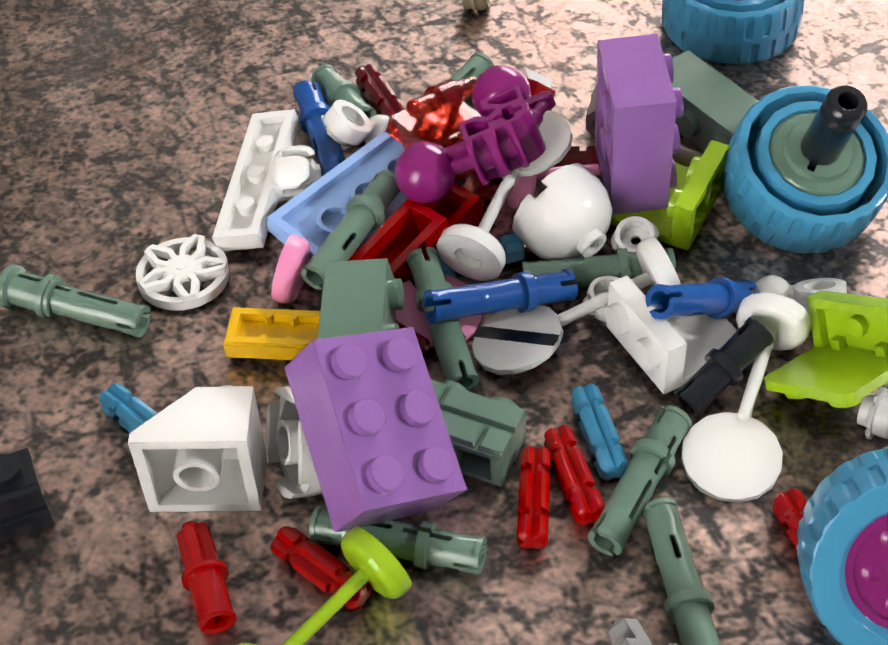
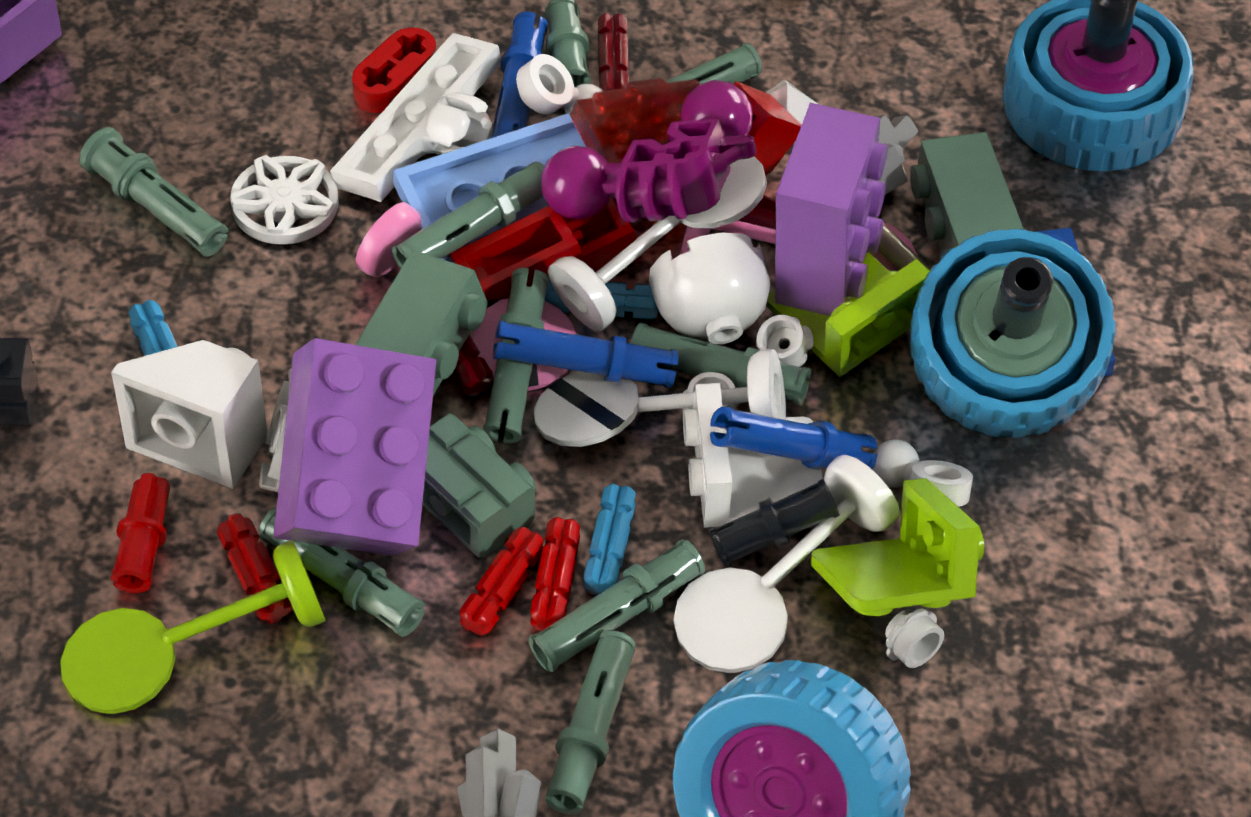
camera: 20 degrees right, 5 degrees up
(217, 155) = (389, 66): none -> red beam
(269, 333) = (330, 302): yellow plate -> none

